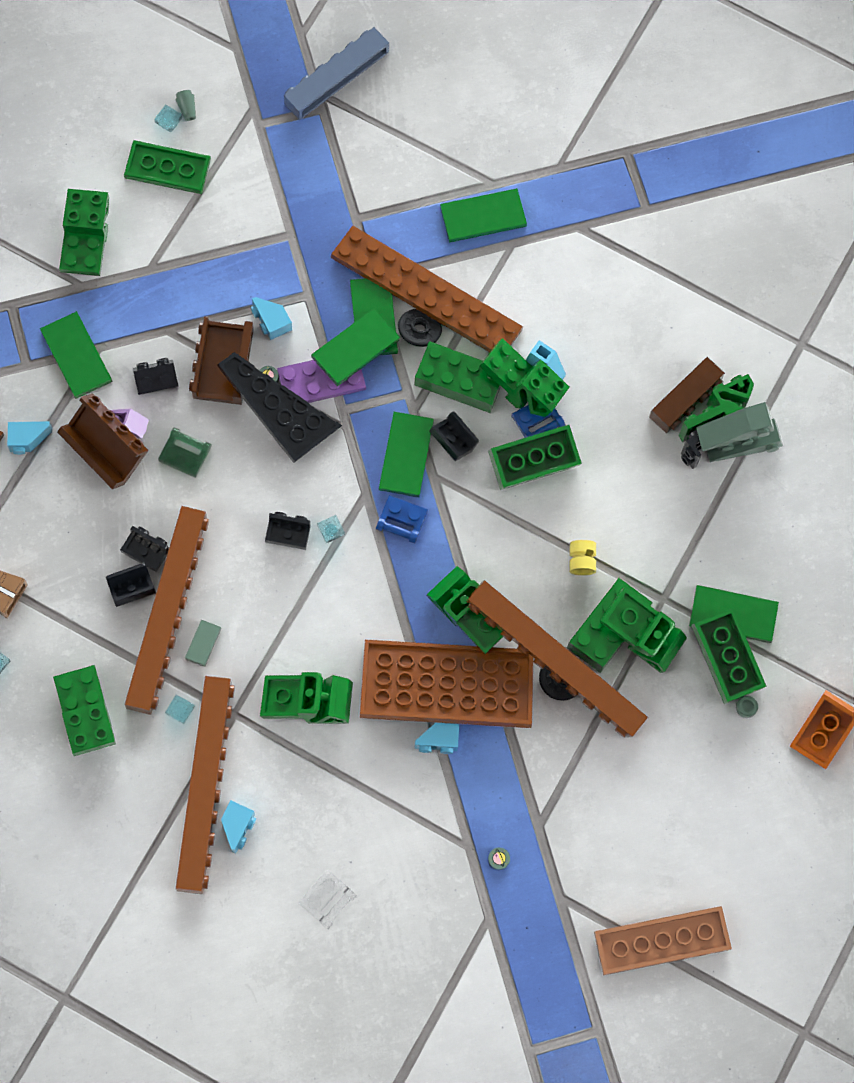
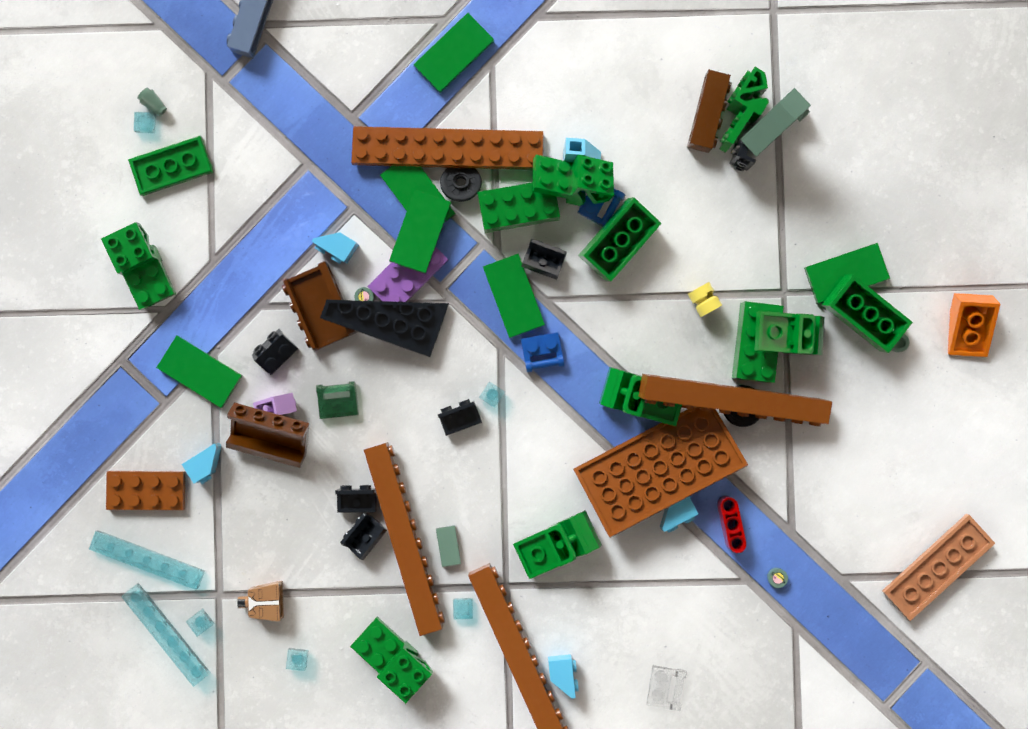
camera: 25 degrees left, 15 degrees up
(484, 769) = (737, 531): none -> red beam

